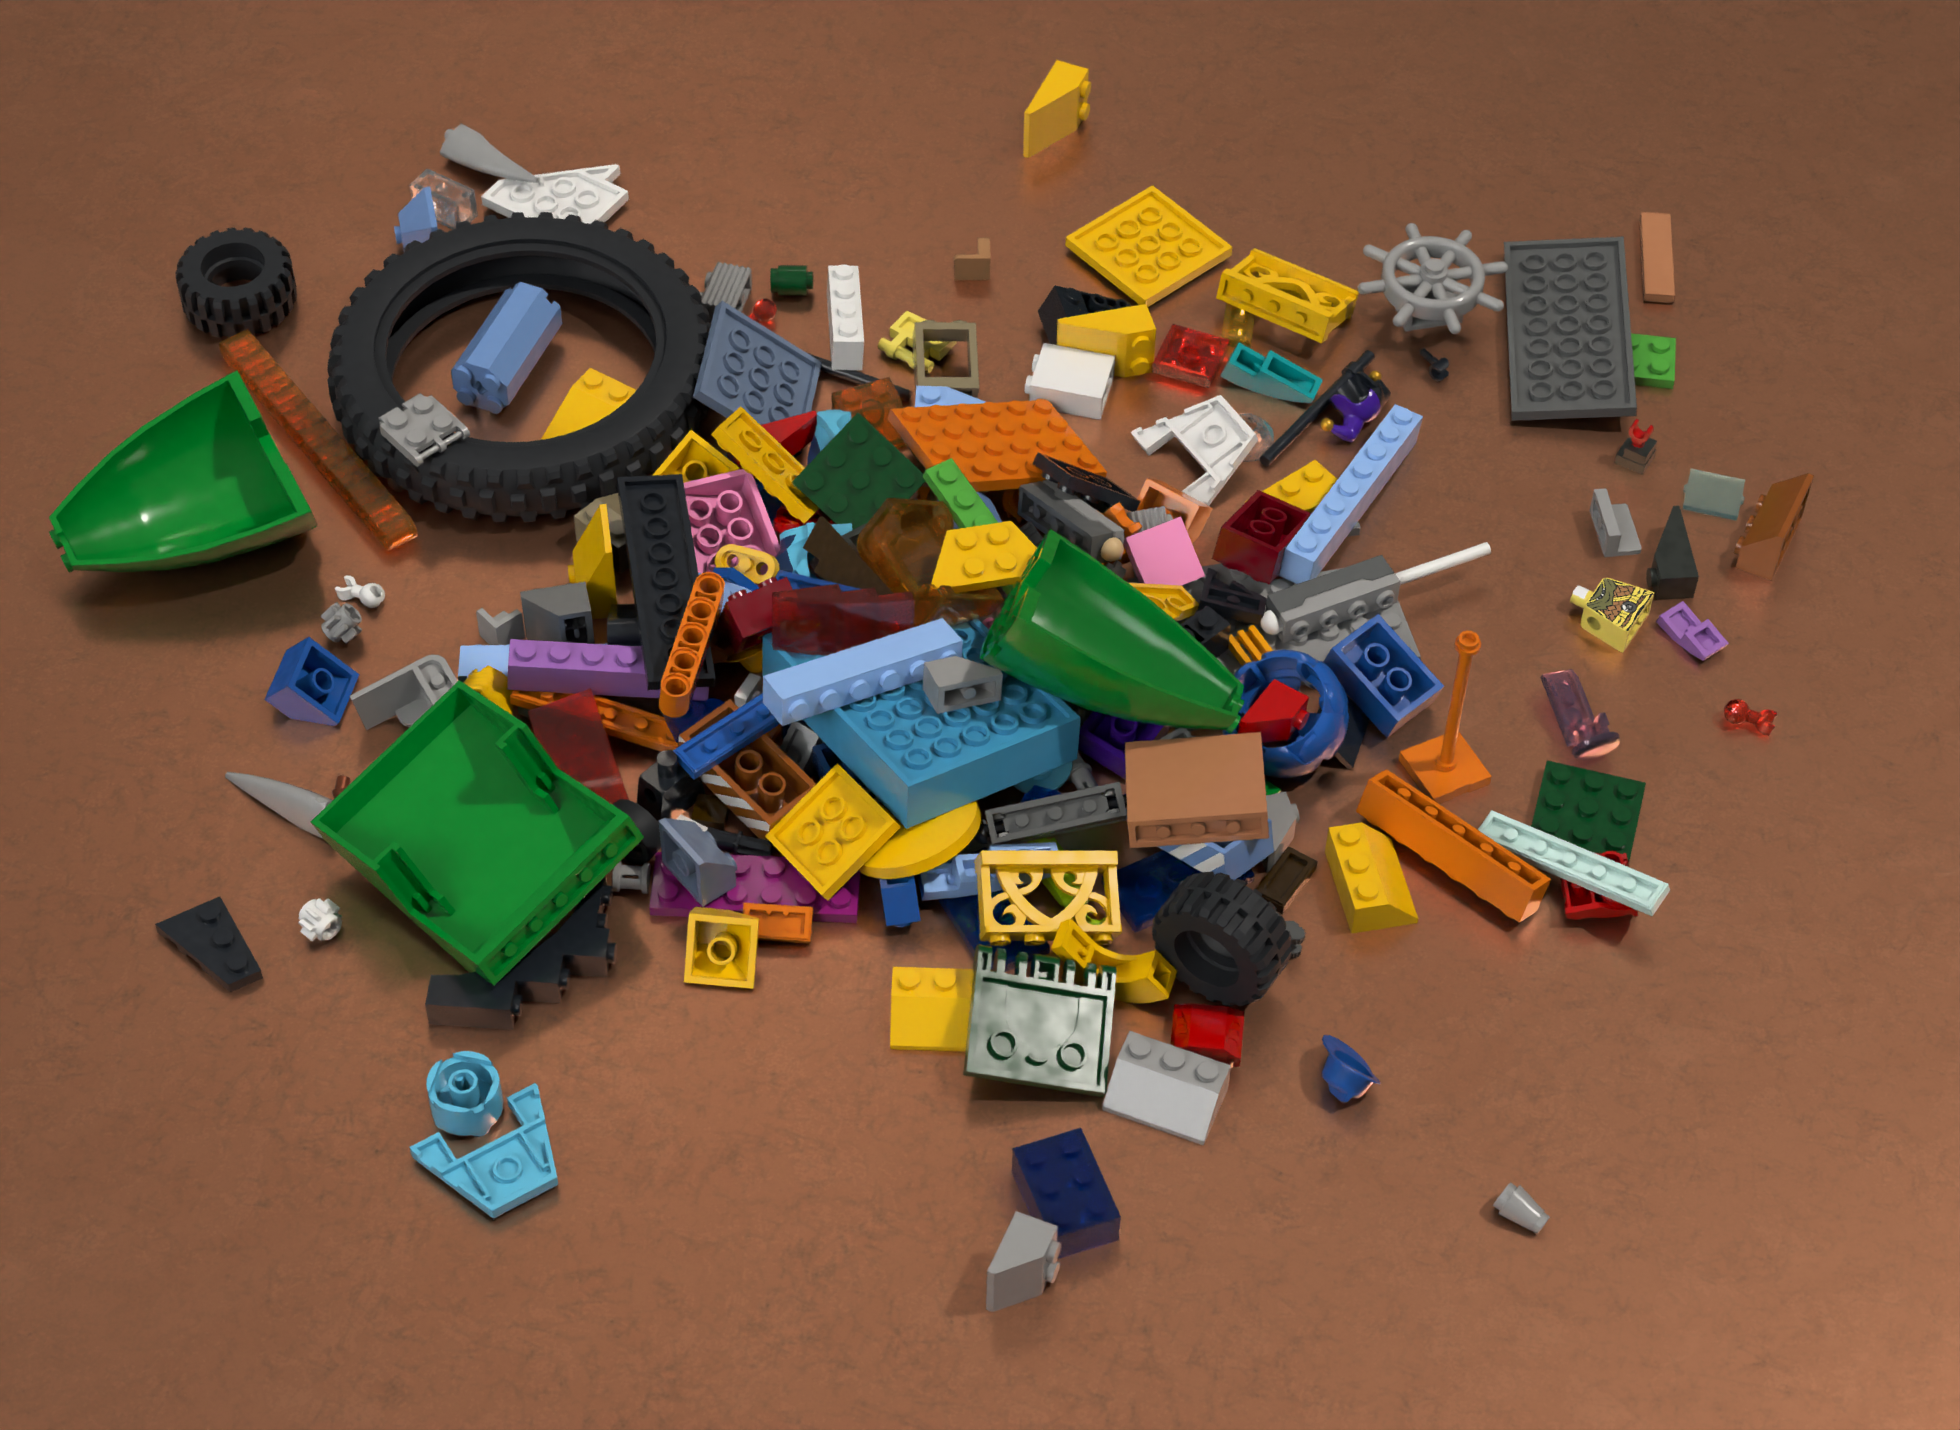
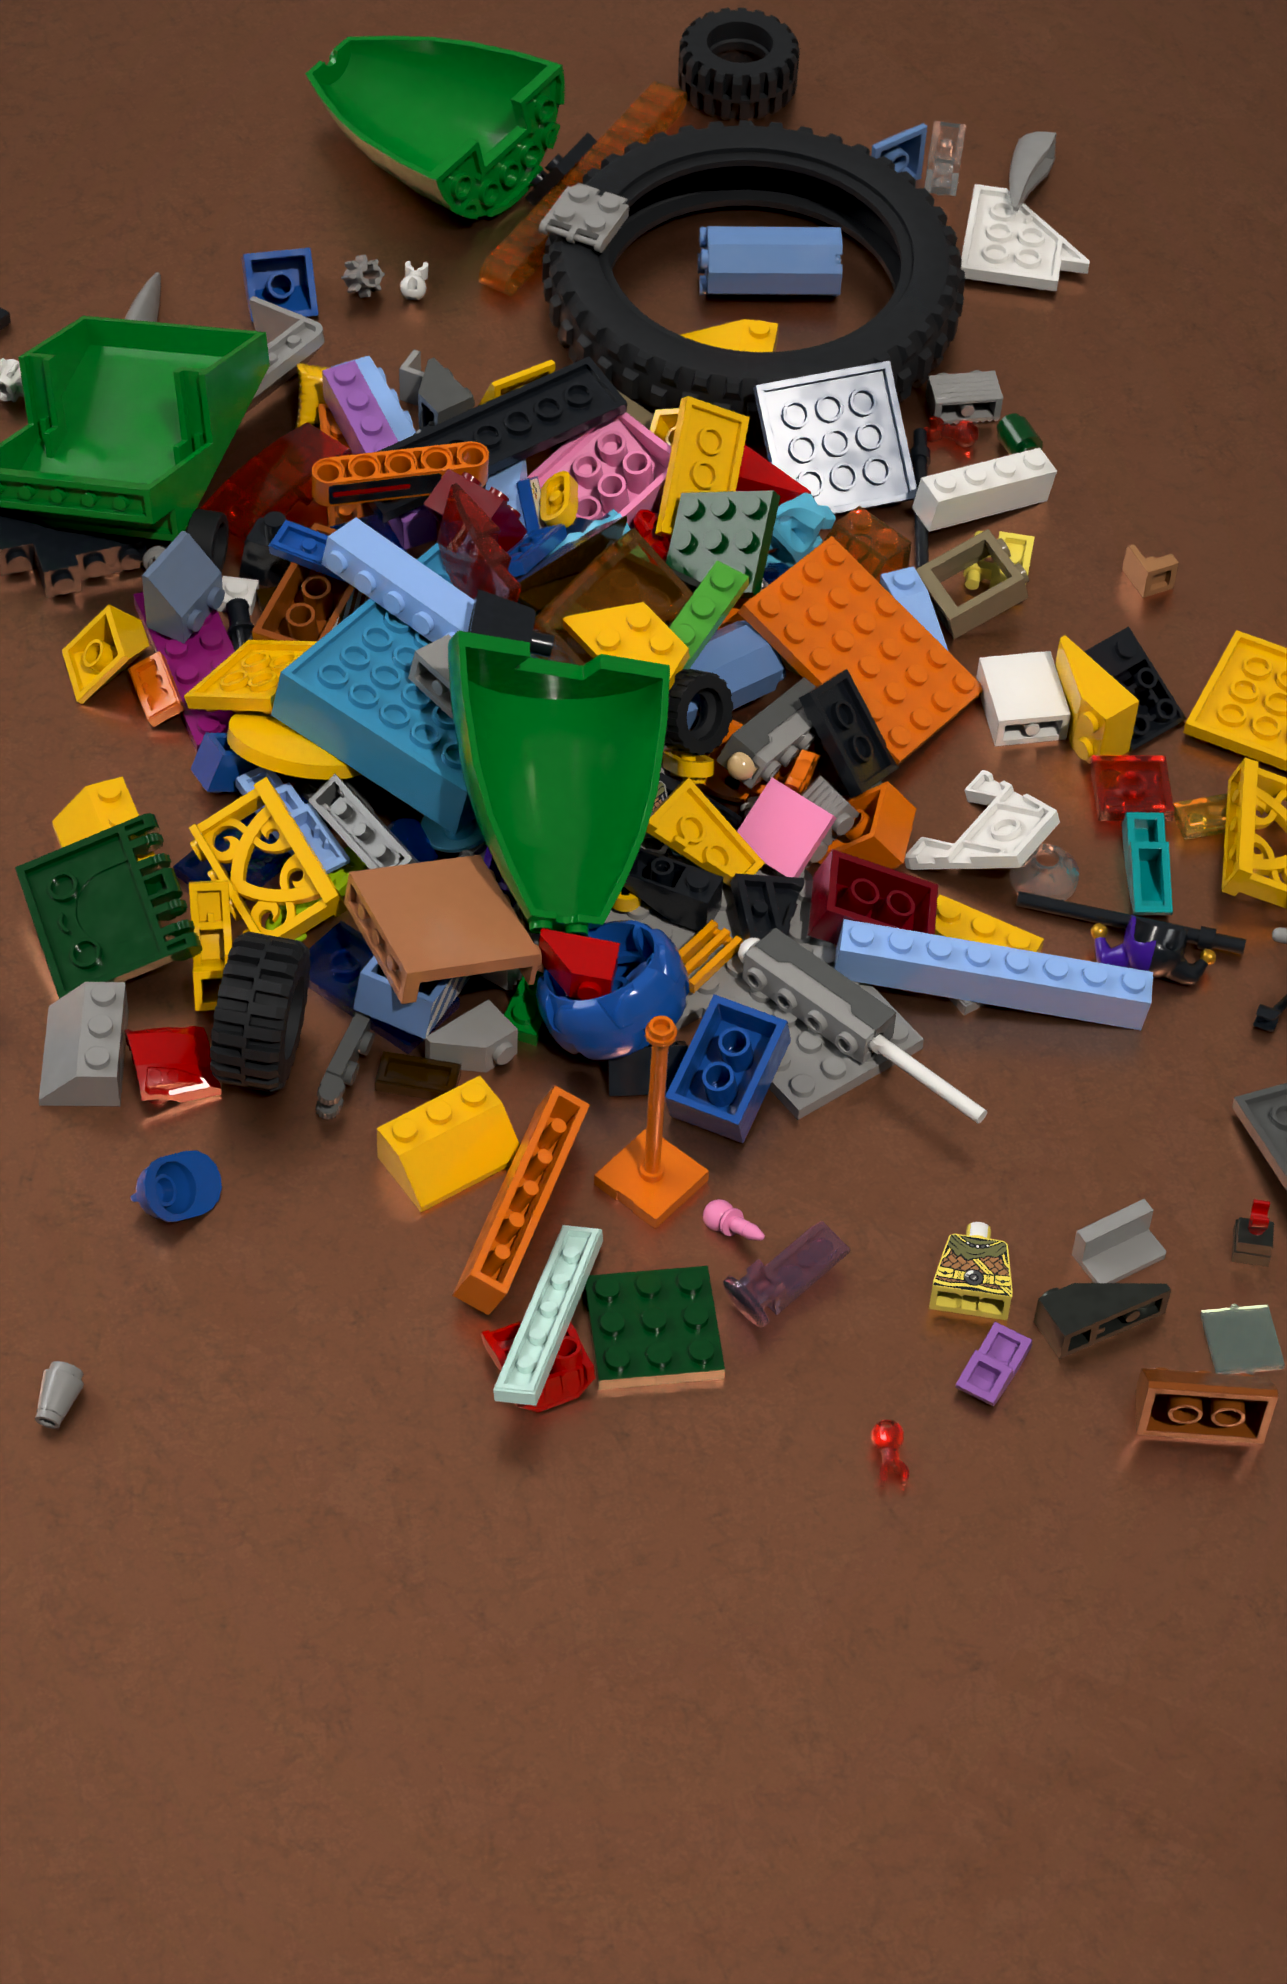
camera: 65 degrees right, 0 degrees up
(303, 441) = (558, 168): none -> black wing
(947, 626) = (508, 620): none -> black torso
(1497, 739) = (722, 1217): none -> bright pink bar

